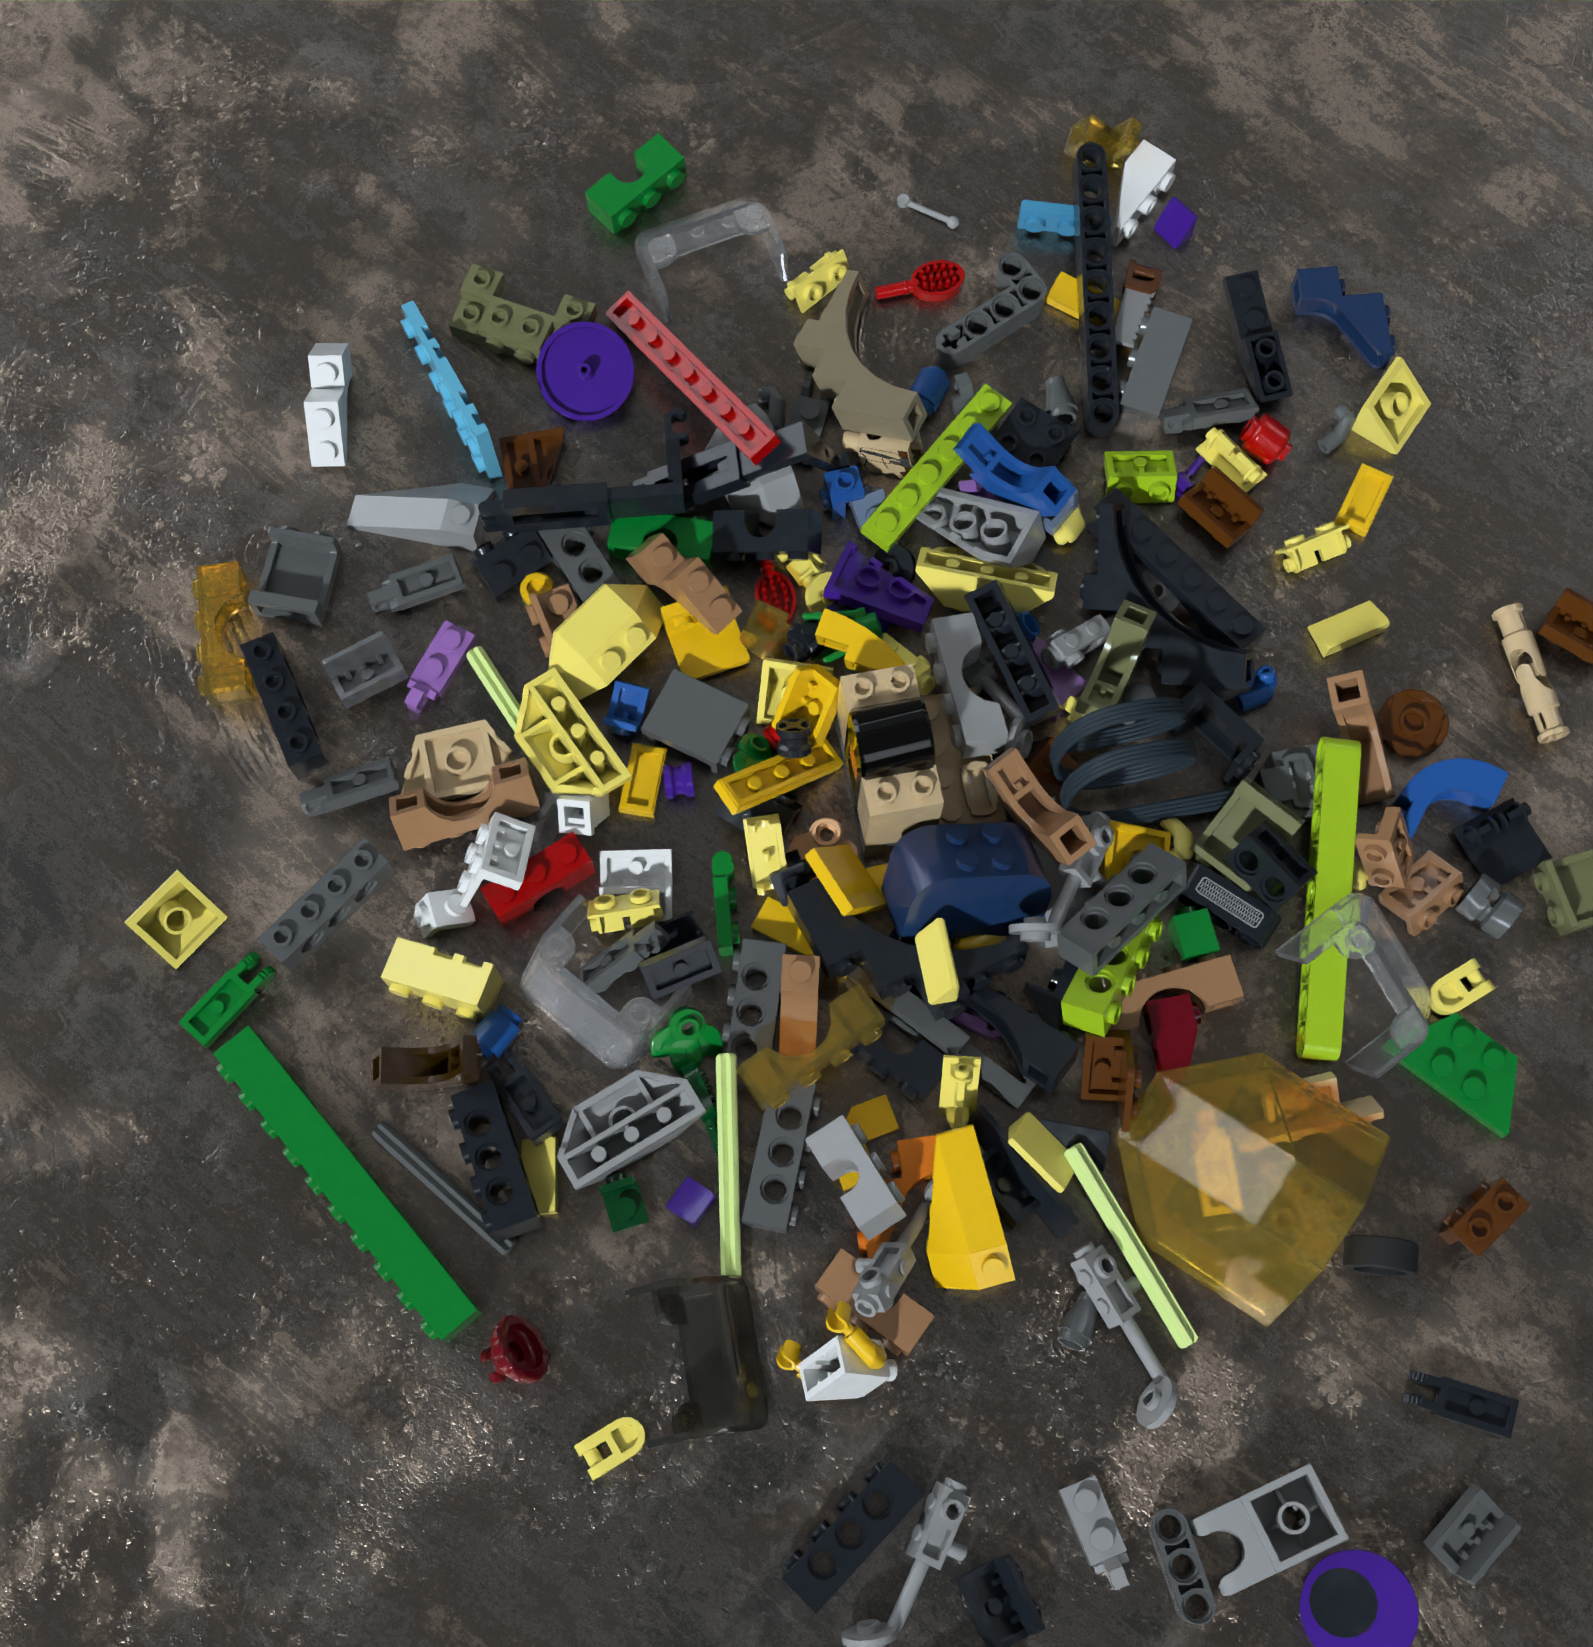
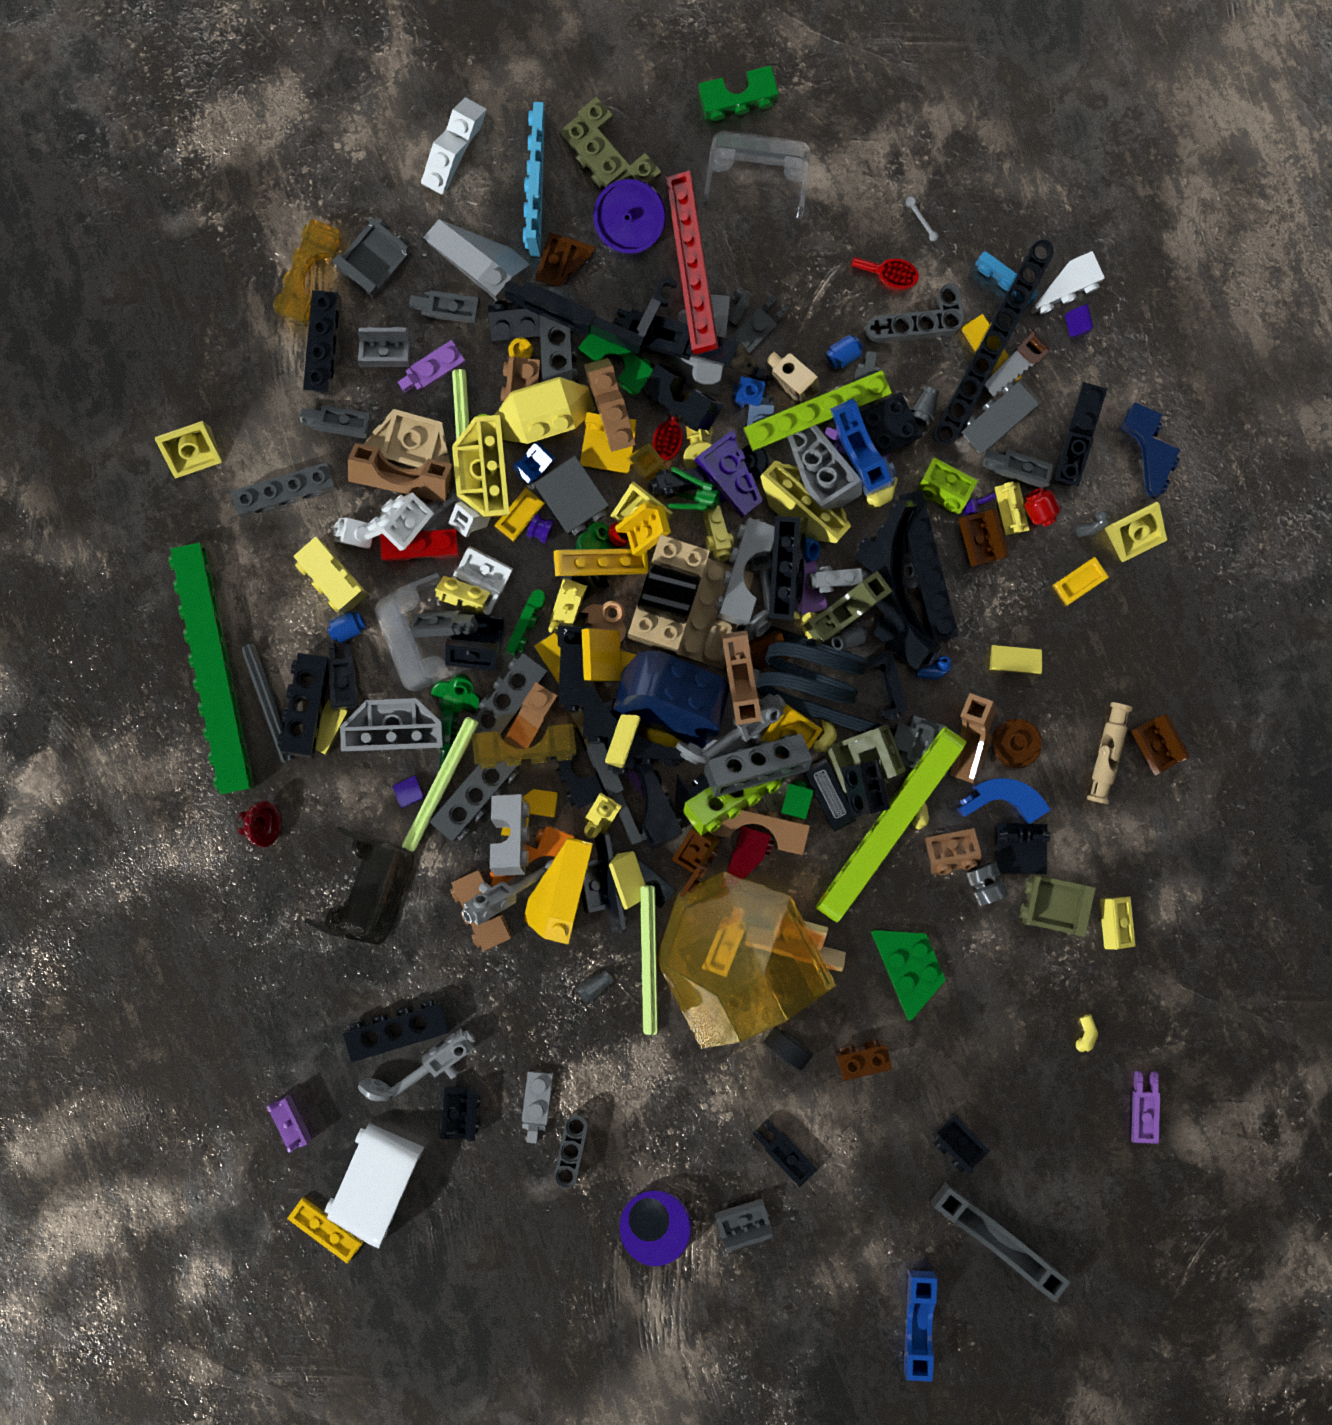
camera: 30 degrees right, 15 degrees up
(226, 1000) = (194, 516): green hinge -> none
(426, 1067) = (292, 625): dark brown arch -> none
(624, 1203) = (368, 771): dark green bracket -> none
(625, 1439) = (297, 906): light yellow plate -> none
(794, 737) = (623, 544): black wheel -> none
(824, 278) = (831, 229): light yellow hinge -> none
(843, 1366) = (440, 937): white torso -> none
(861, 399) = (791, 312): dark tan arch -> none
(862, 647) = (693, 514): yellow slope -> none
(1116, 141) = (1064, 236): clear yellow brick -> none
(1117, 1306) = (620, 989): light grey piece -> none
(1264, 1538) = (626, 1154): light grey brick -> none
(1301, 550) = (1038, 595): light yellow hinge -> none
(1363, 932) = (888, 857): clear windscreen -> none
(1388, 852) = (944, 819): medium nougat bracket -> none
(1450, 994) = (928, 920): light yellow plate -> none

